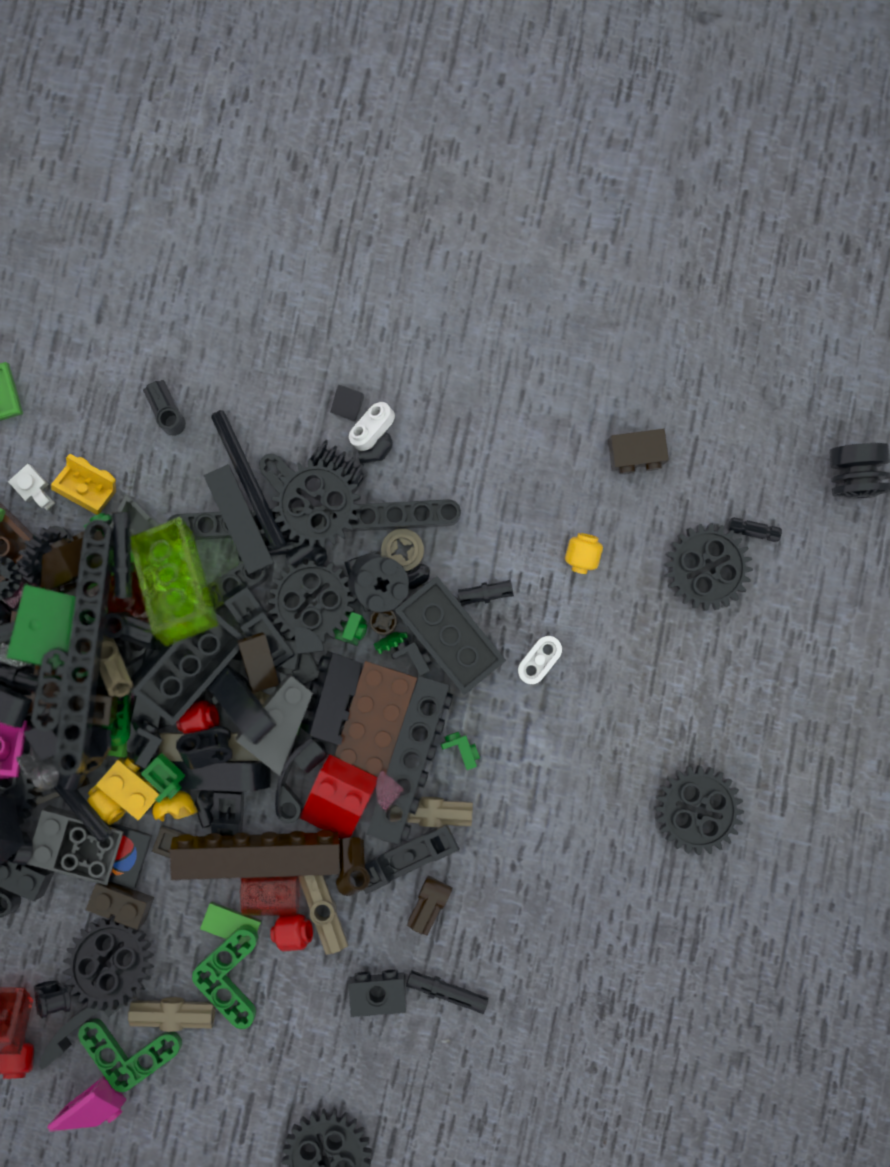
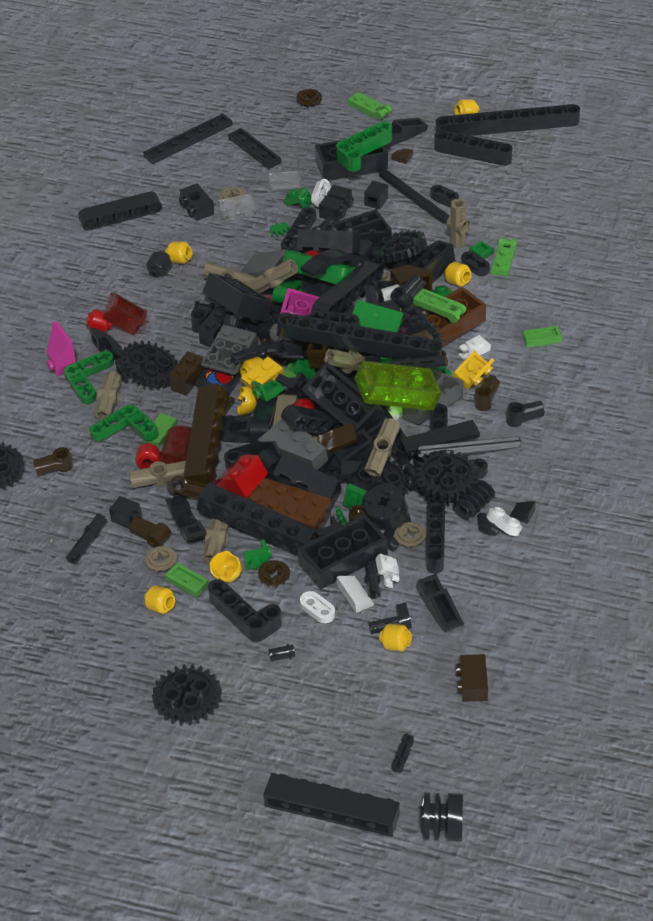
camera: 100 degrees right, 40 degrees down
(51, 998) = (132, 333): black piece -> none
(127, 463) = (486, 393): none -> dark brown piece
(204, 748) = (280, 402): black piece -> none
(262, 590) = (378, 456): none -> dark tan piece
(313, 1070) = (59, 460): none -> dark brown piece
(365, 1004) = (95, 498): black brick -> none
(387, 791) = (236, 496): clear pink tile -> none
(398, 945) = (124, 511): none -> black brick
(467, 575) = (388, 568): none -> white plate
(468, 893) = (166, 553): none -> dark tan gear
(488, 790) = (225, 566): none -> yellow hair
(492, 735) = (268, 569): none -> dark brown gear
(507, 613) = (354, 593): none -> white slope
(508, 840) = (187, 580): none -> bright green plate
(519, 501) = (439, 602): none -> black slope
(548, 871) = (159, 599): none -> yellow head
(552, 759) = (252, 623): none -> black beam
(553, 548) = (402, 618): none -> black piece
(617, 697) = (282, 652): none -> black pin
(718, 588) = (392, 716): black gear -> none
(843, 606) = (332, 804): none -> black brick

